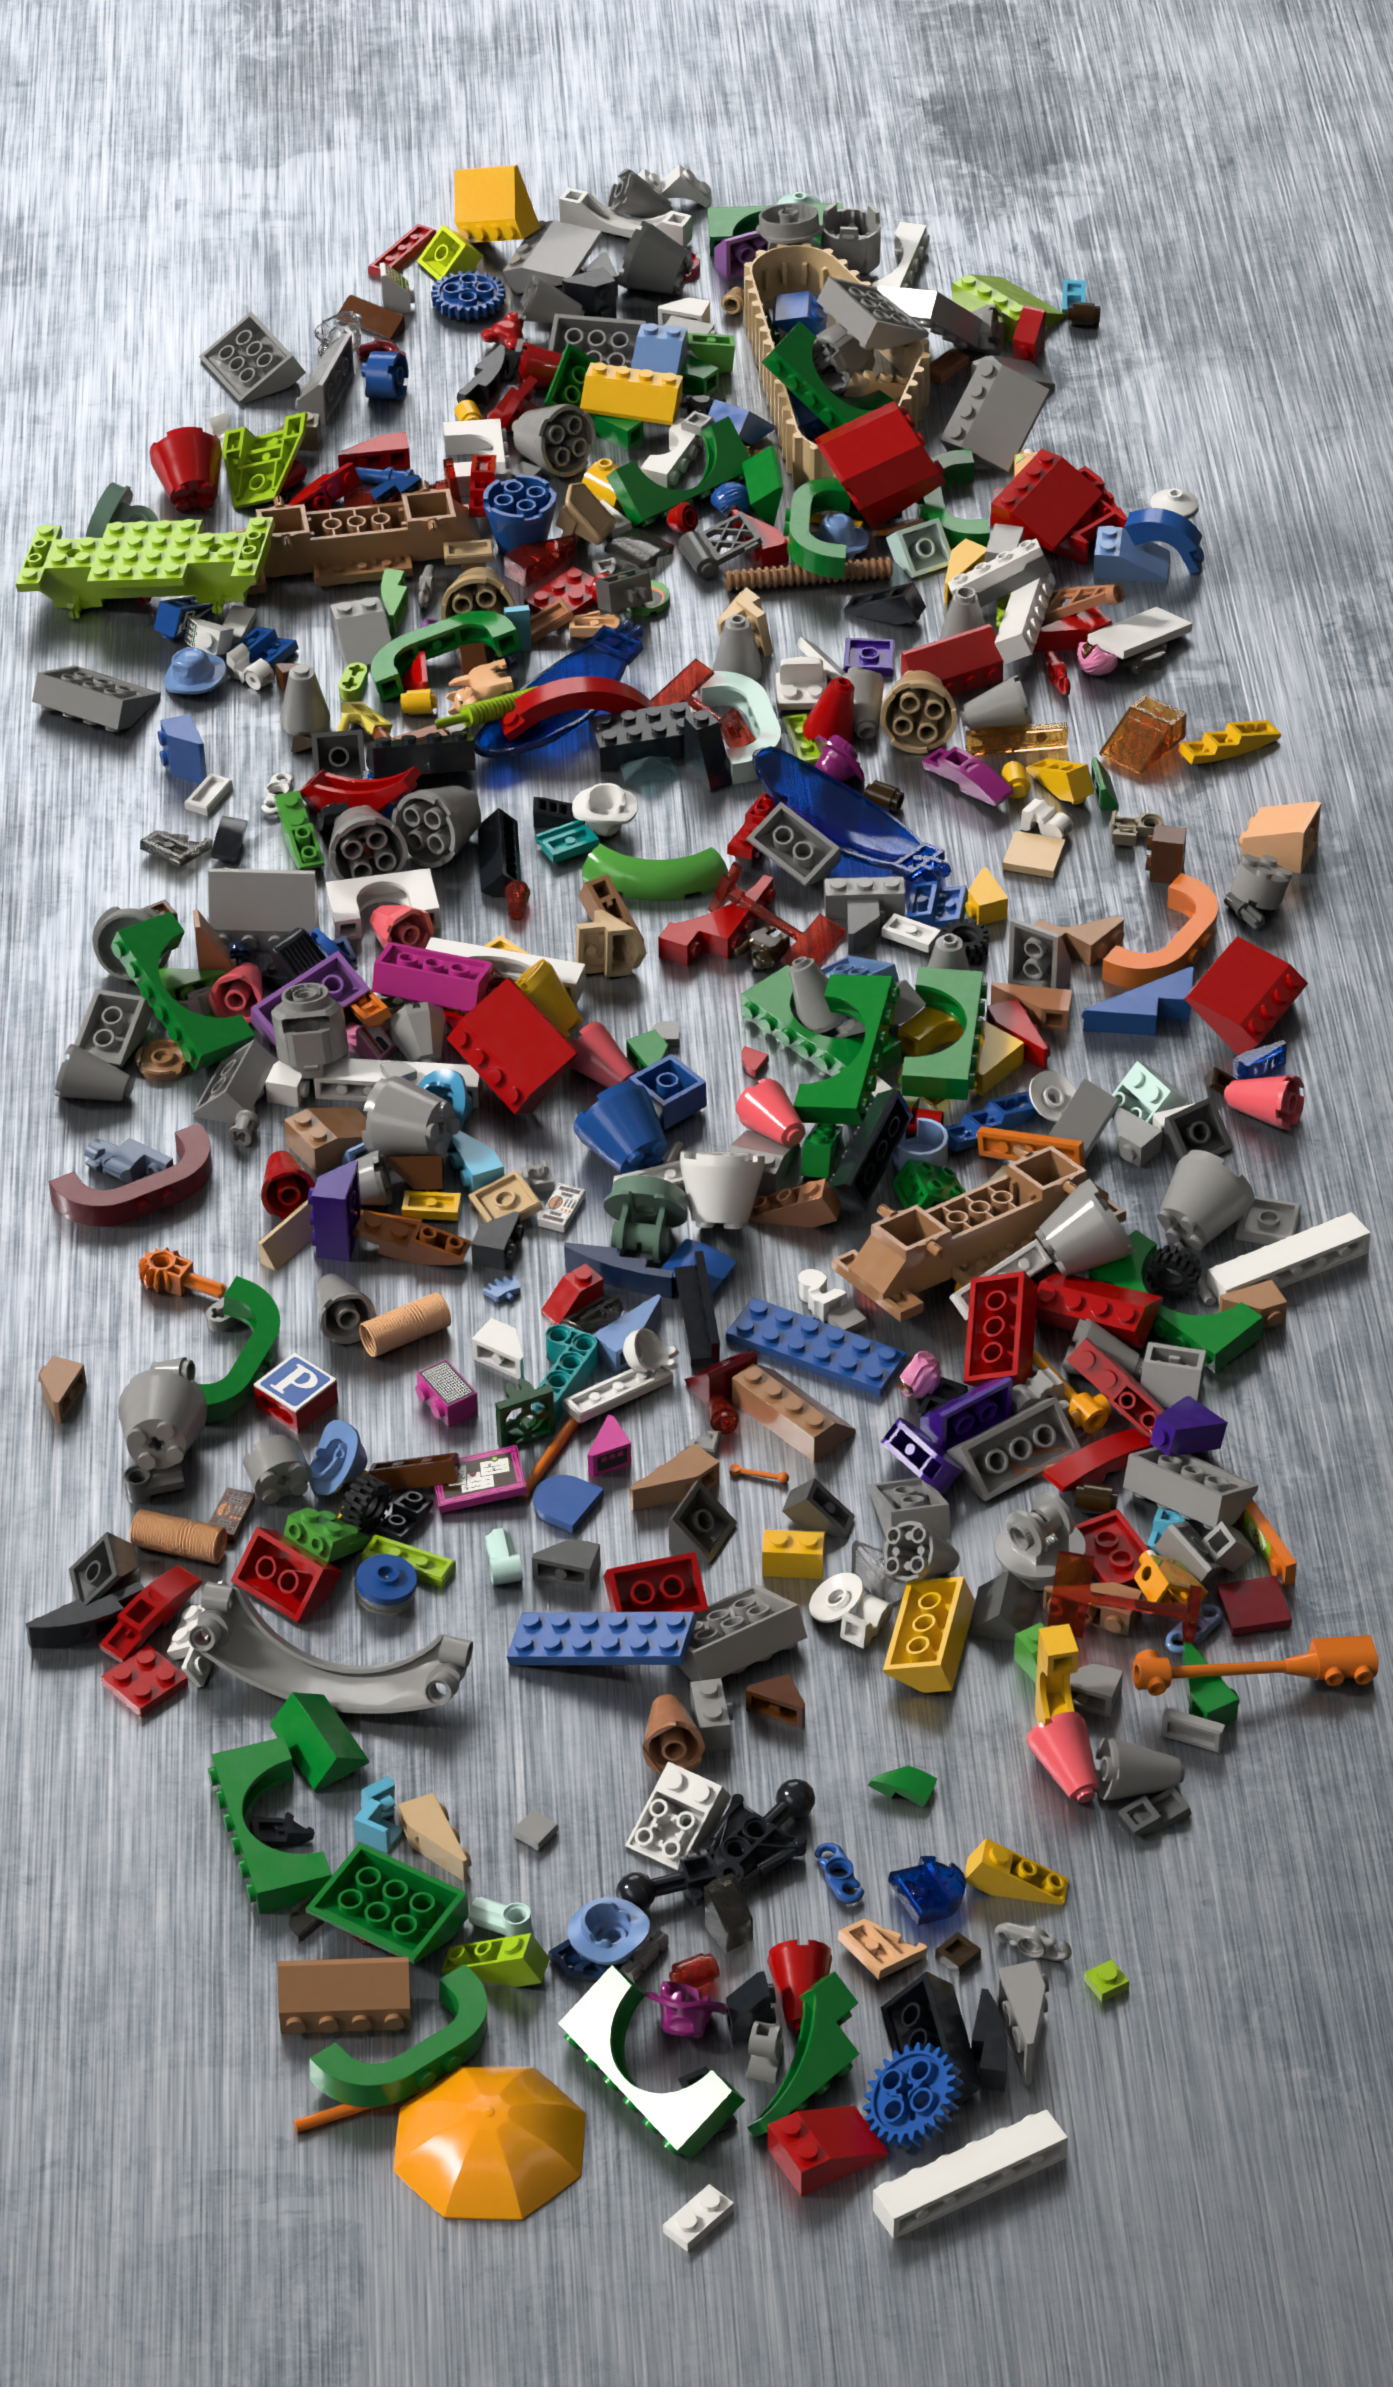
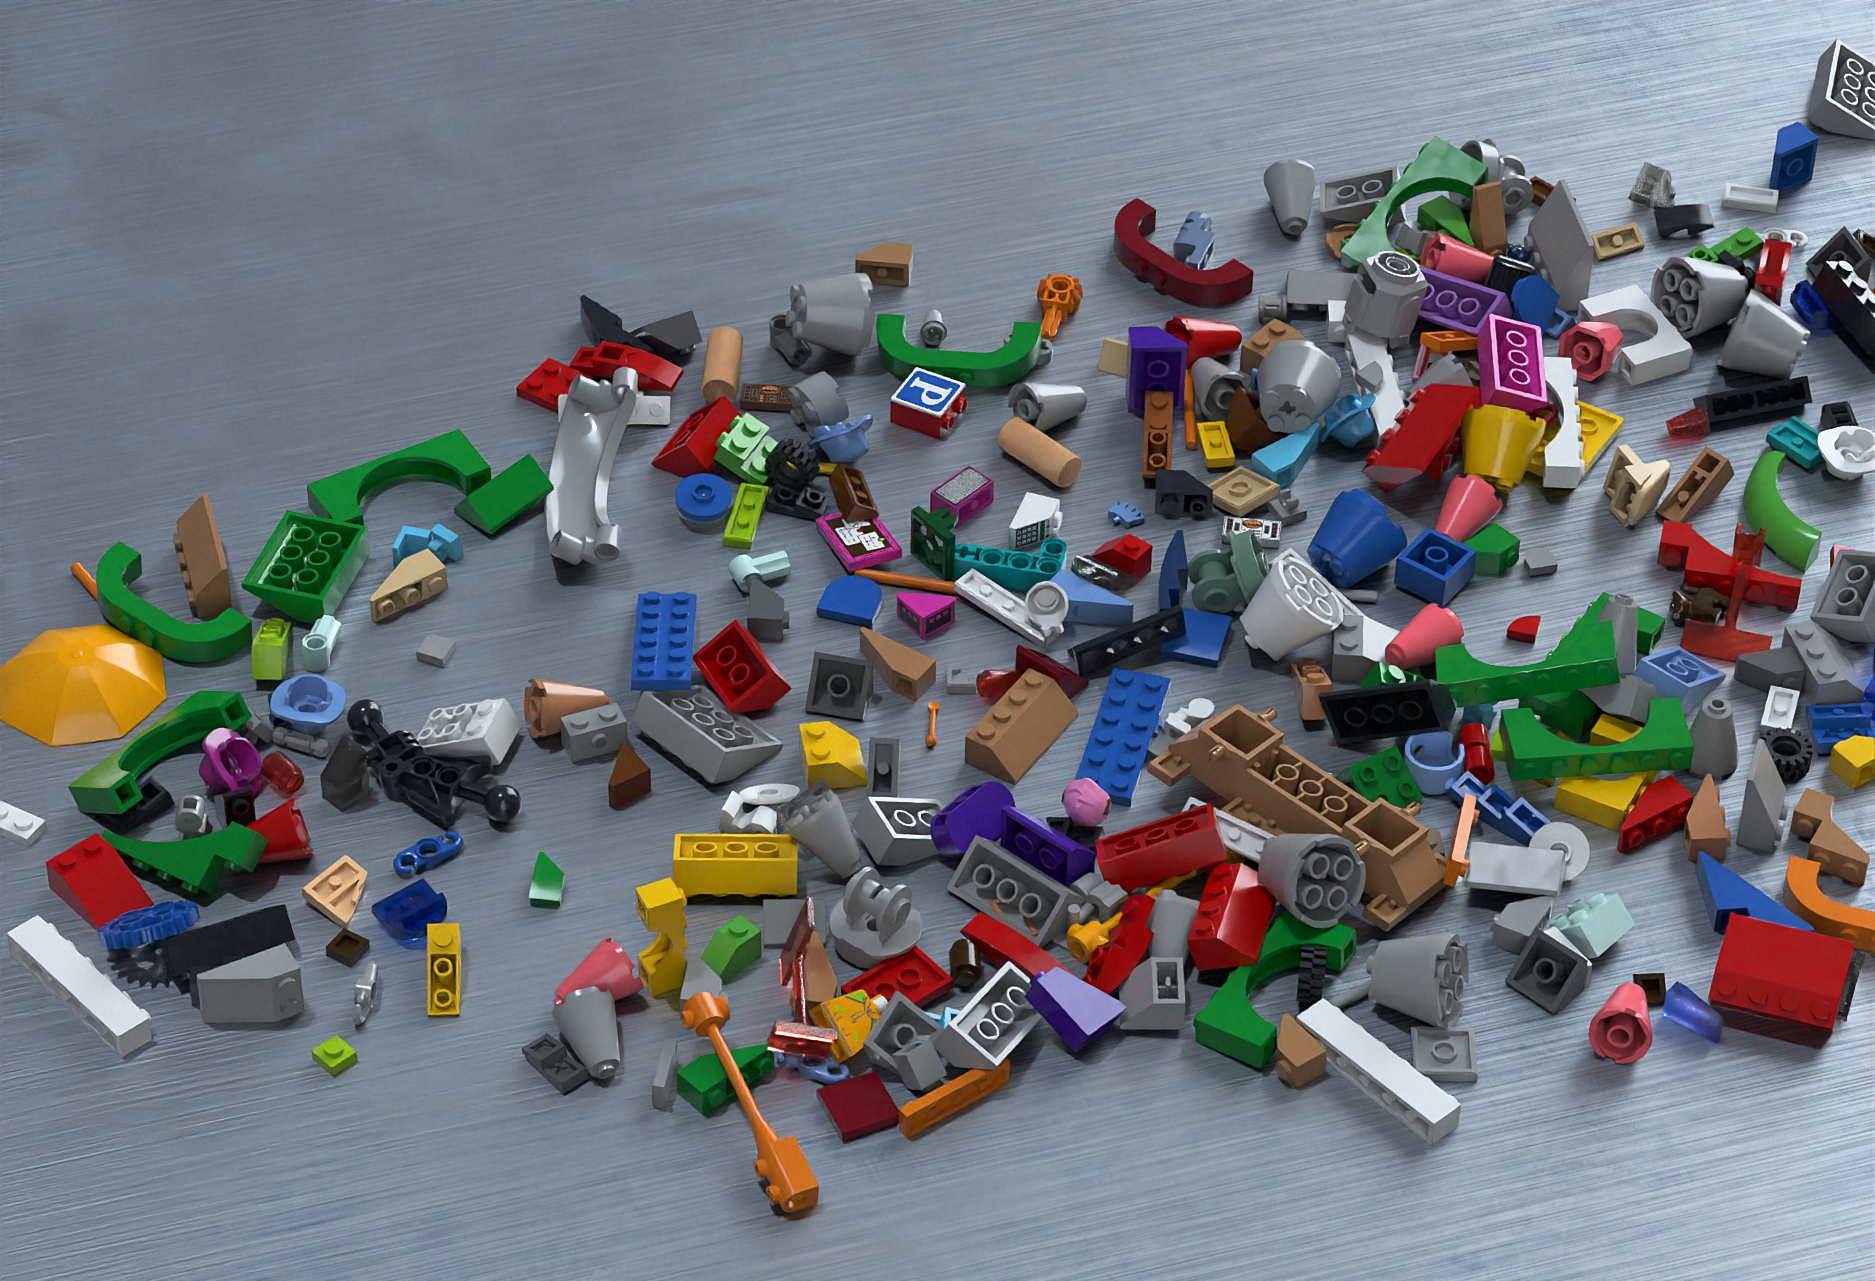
camera: 75 degrees right, 0 degrees up
(279, 1832) = (396, 494): black slope -> none

